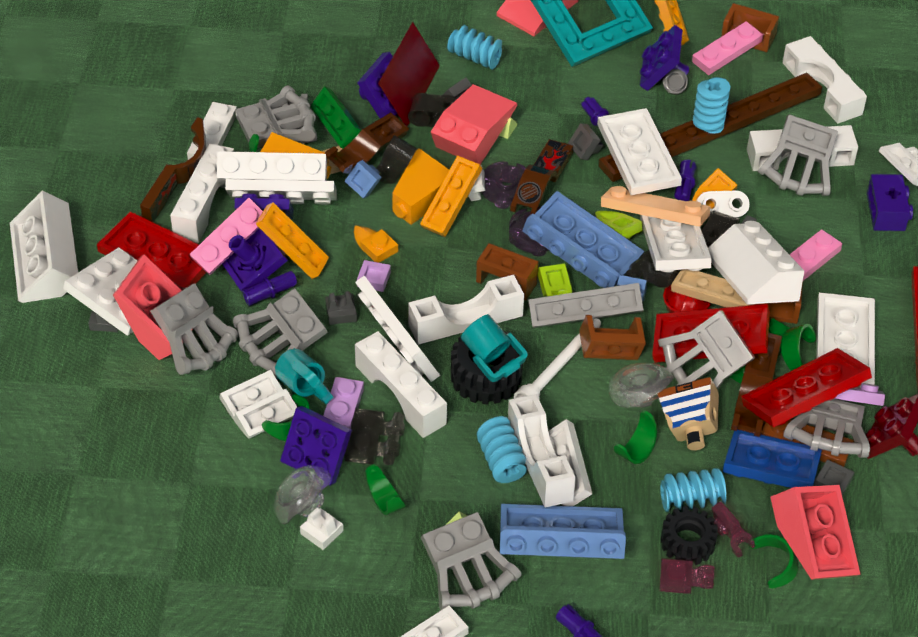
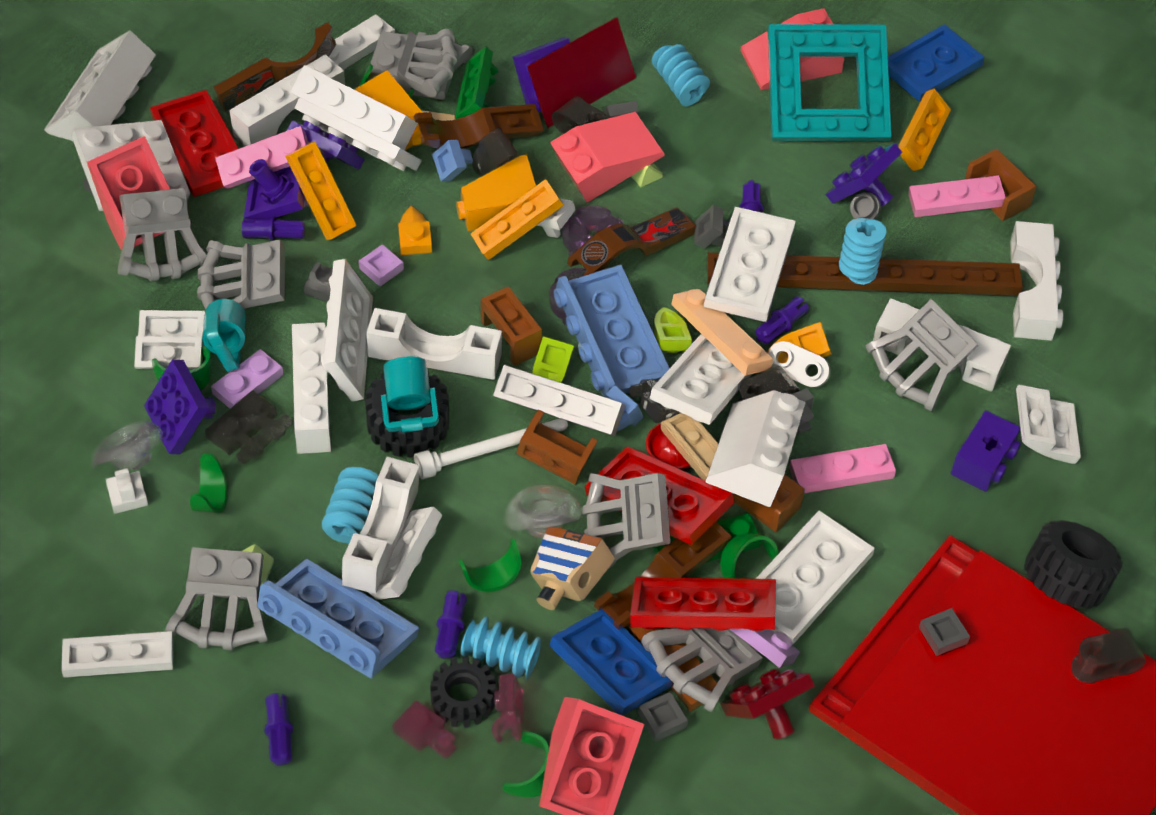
camera: 30 degrees right, 5 degrees up
(639, 495) = (450, 624): none -> dark purple axle

